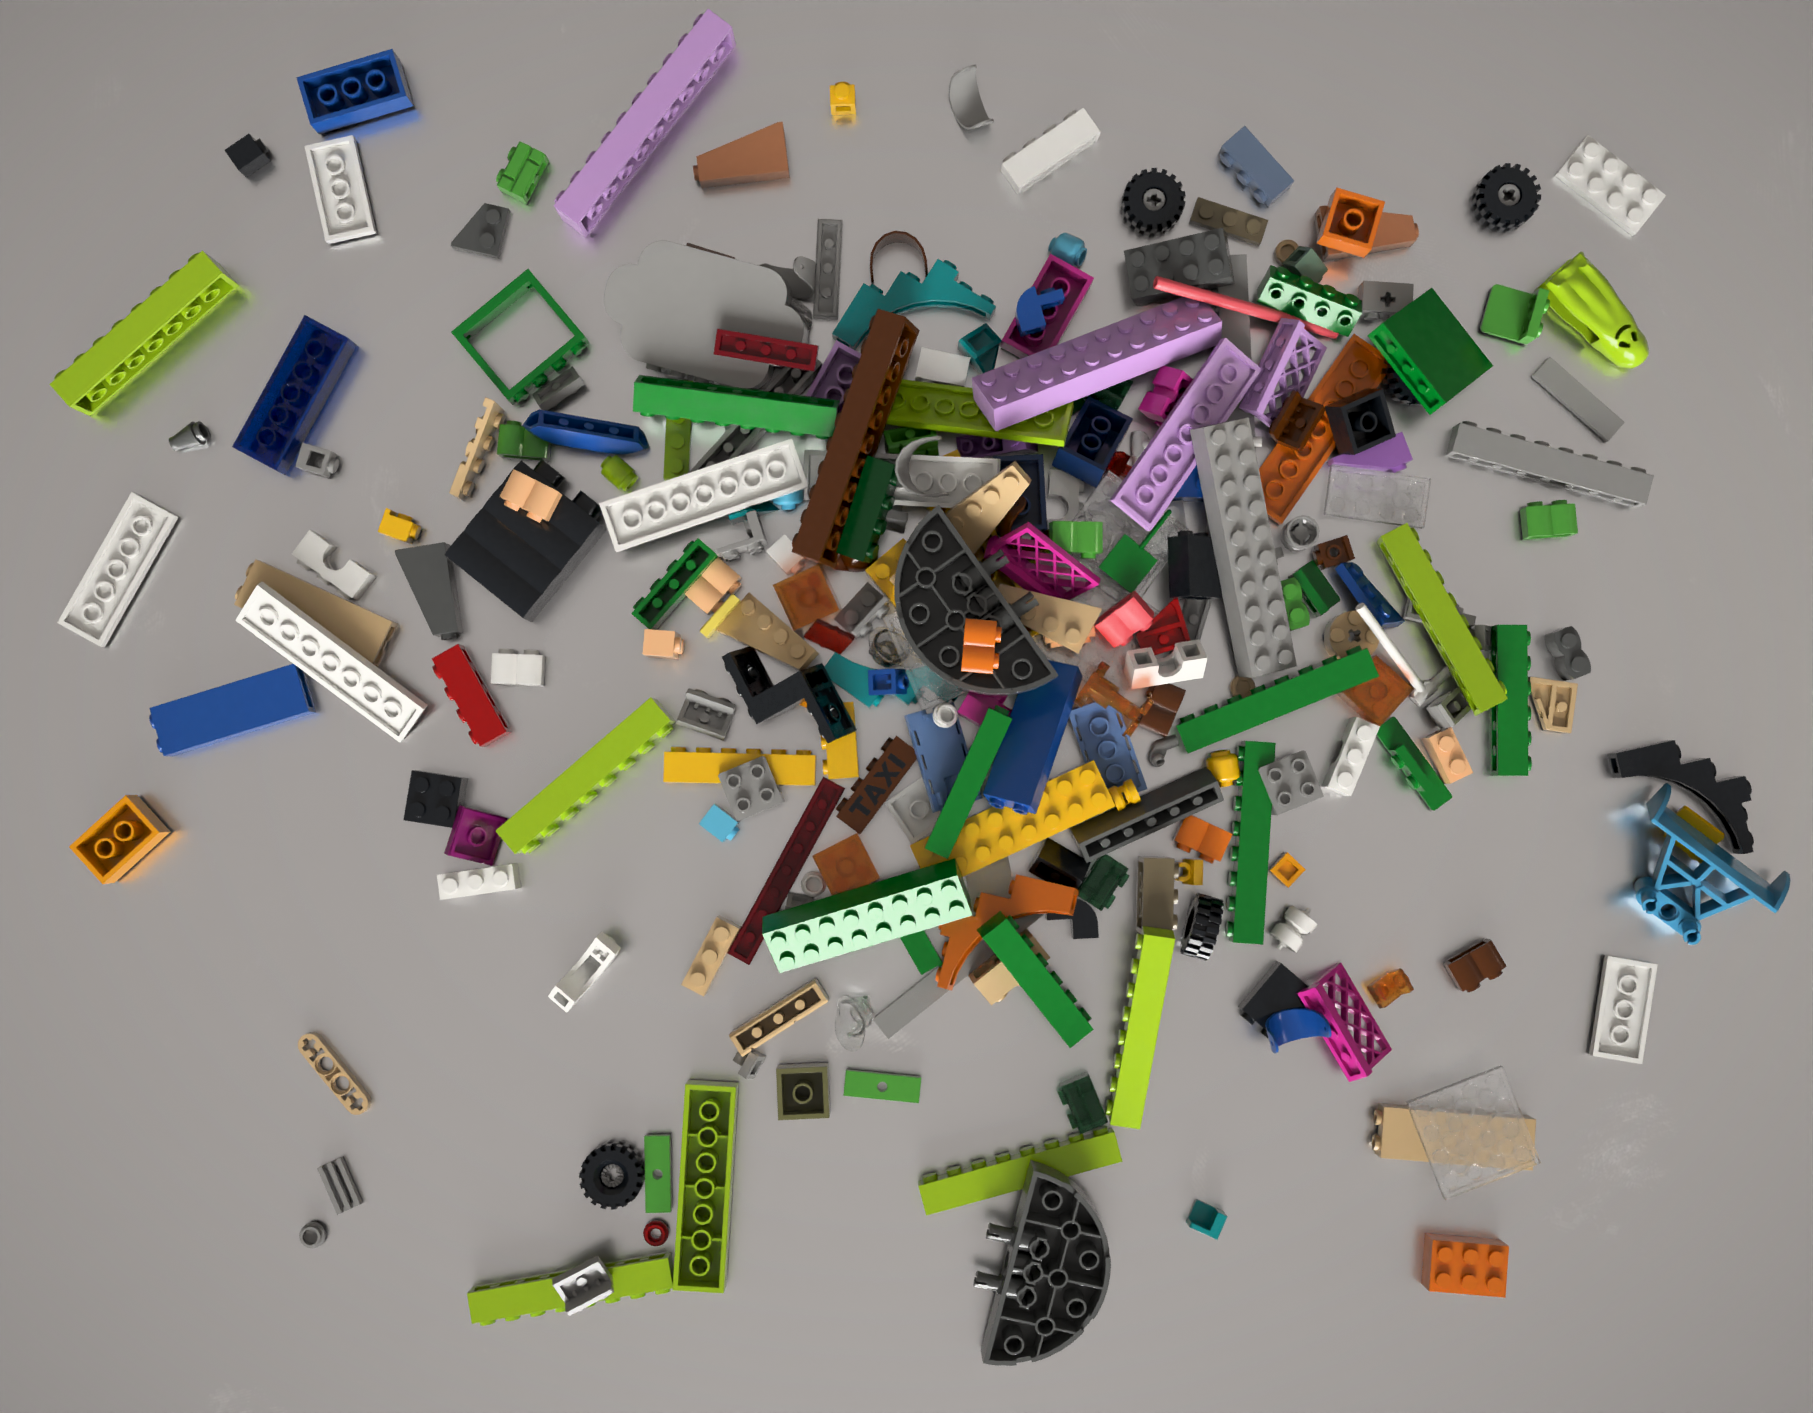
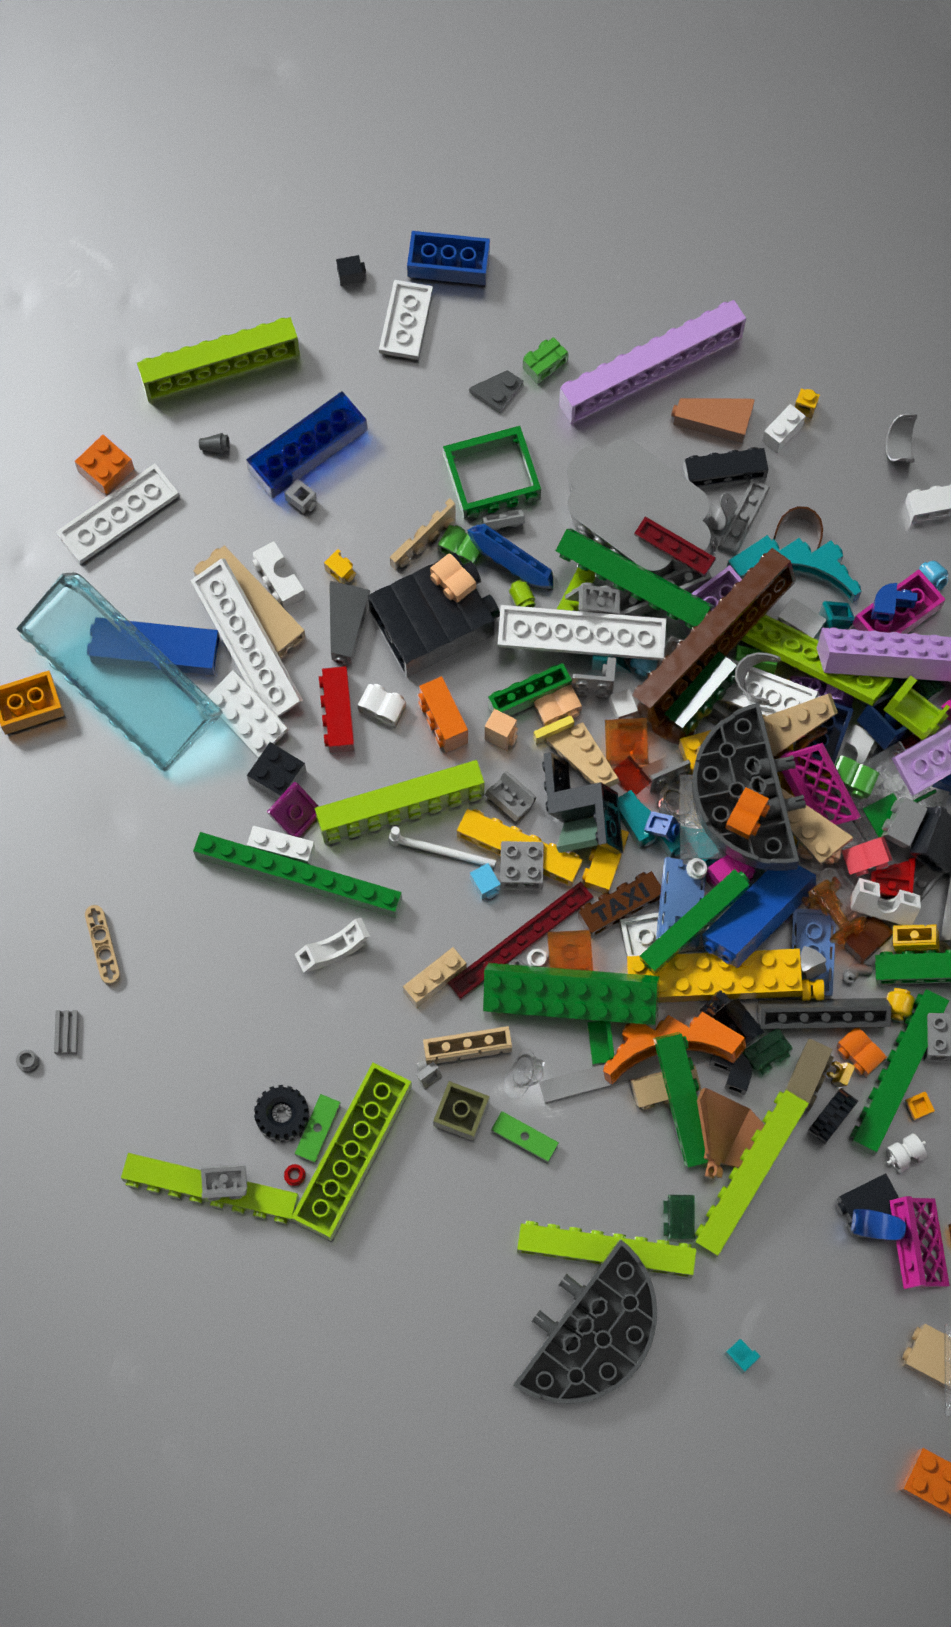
camera: 25 degrees right, 15 degrees down
(74, 518) = (104, 465): none -> orange brick
(202, 760) = (118, 670): none -> clear light blue windscreen
(371, 744) = (247, 713): none -> white plate
(510, 905) = (297, 874): none -> green brick
(589, 655) = (442, 715): none -> orange brick
(601, 816) = (395, 839): none -> white bar
(704, 449) = (596, 599): none -> light grey bracket
(783, 218) = (726, 467): none -> black brick
(797, 731) = (577, 835): none -> sand green tile
(829, 142) = (783, 428): none -> white brick
(1026, 861) = (716, 1002): none -> black hinge
(1094, 992) = (725, 1130): none -> nougat panel
(1112, 767) = (812, 962): none -> light grey tile
(1114, 429) = (915, 711): none -> lime panel
(1150, 565) = (903, 822): none -> light grey brick
(1213, 688) = (915, 938): none -> yellow brick

